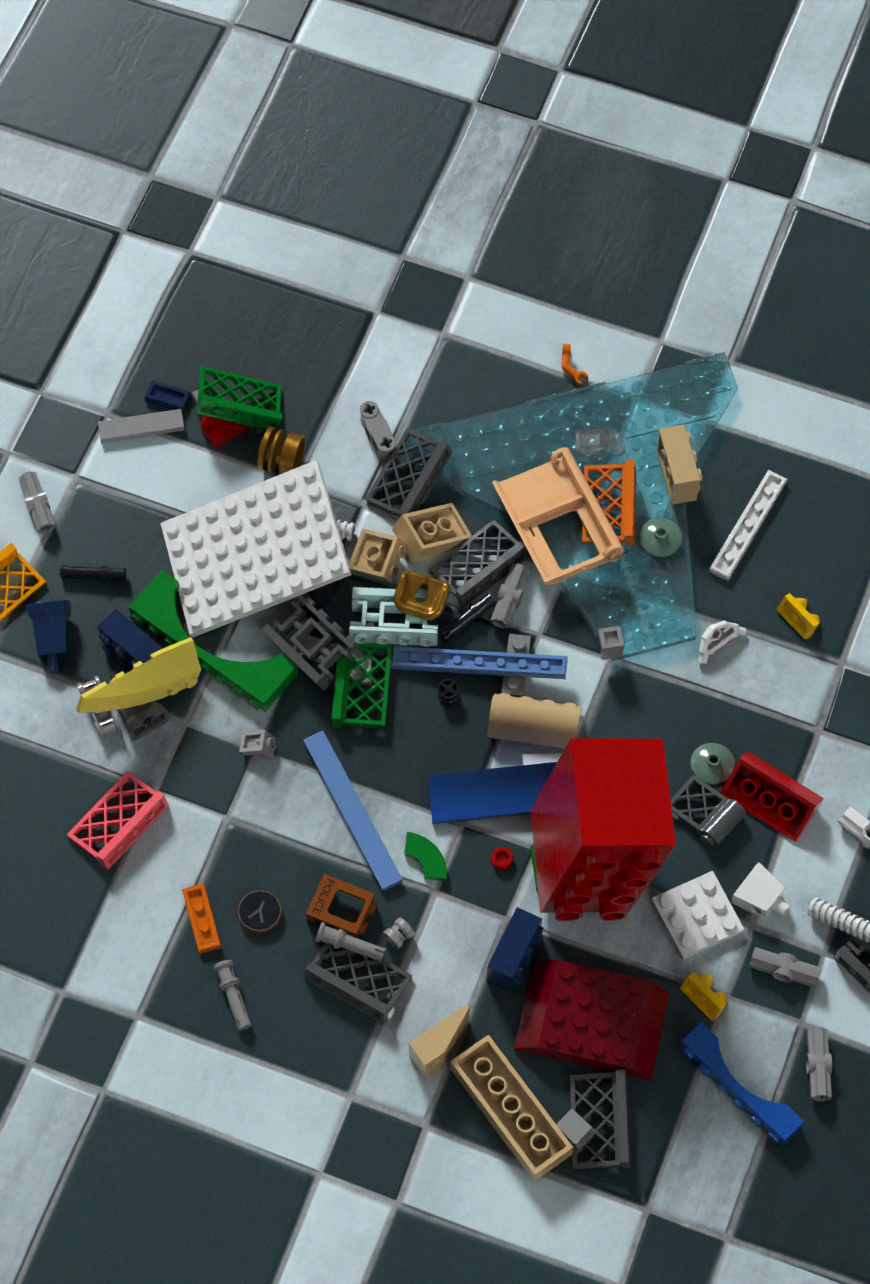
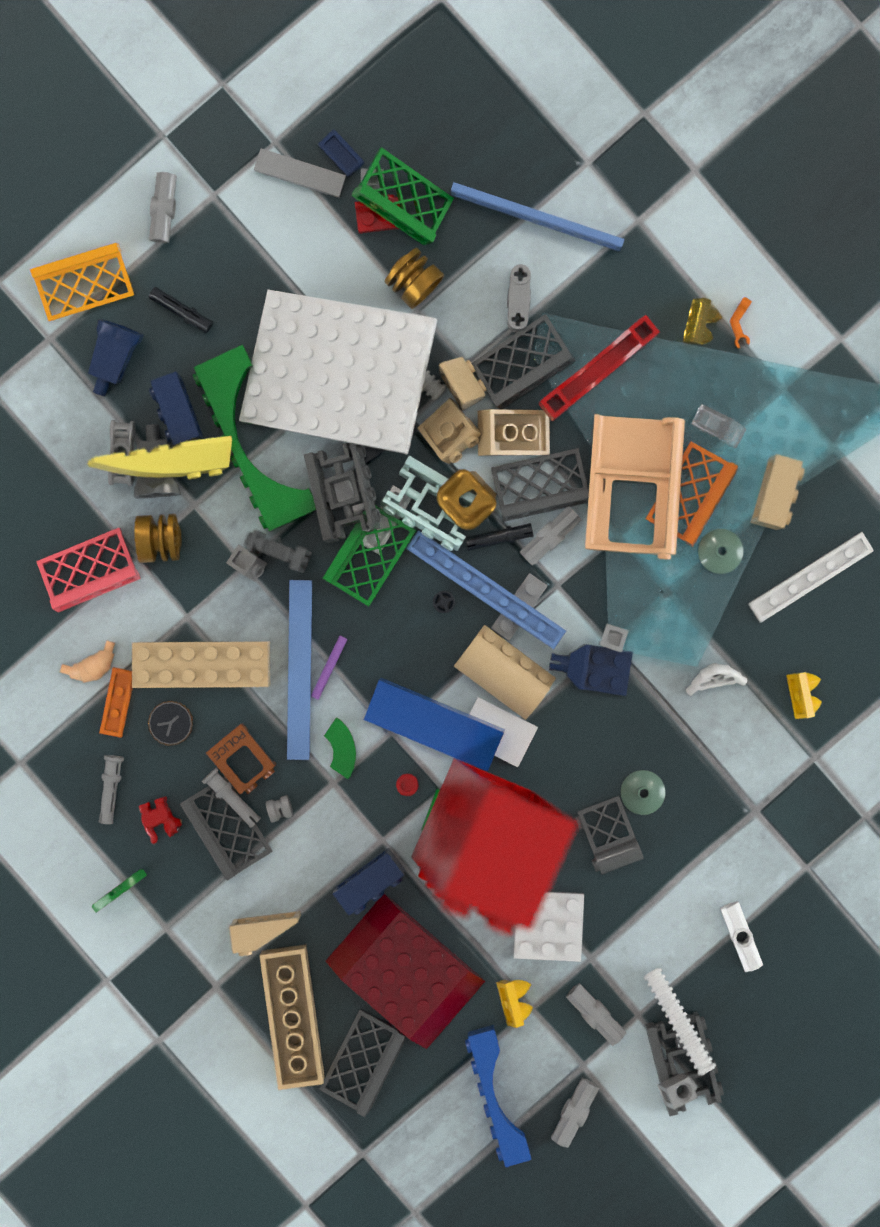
camera: 30 degrees right, 25 degrees up
(162, 899) = (92, 667): none -> light nougat piece
(167, 756) = (157, 538): none -> pearl gold wheel
(261, 845) = (200, 664): none -> tan brick
(281, 705) = (298, 558): none -> dark grey fence
(291, 996) = (161, 815): none -> red animal
(291, 1072) = (117, 891): none -> green tile
(358, 365) = (536, 216): none -> medium blue tile
(364, 511) = (461, 382): none -> tan slope
(377, 795) = (322, 681): none -> medium lavender bar
(485, 424) = (599, 368): none -> red arch
(535, 377) = (700, 314): none -> clear yellow tile
(575, 1129) = (336, 1064): light grey panel -> none
(610, 681) = (595, 668): none -> dark blue plate
(760, 893) = (613, 938): white torso -> none
(771, 796) = (676, 854): red slope -> none

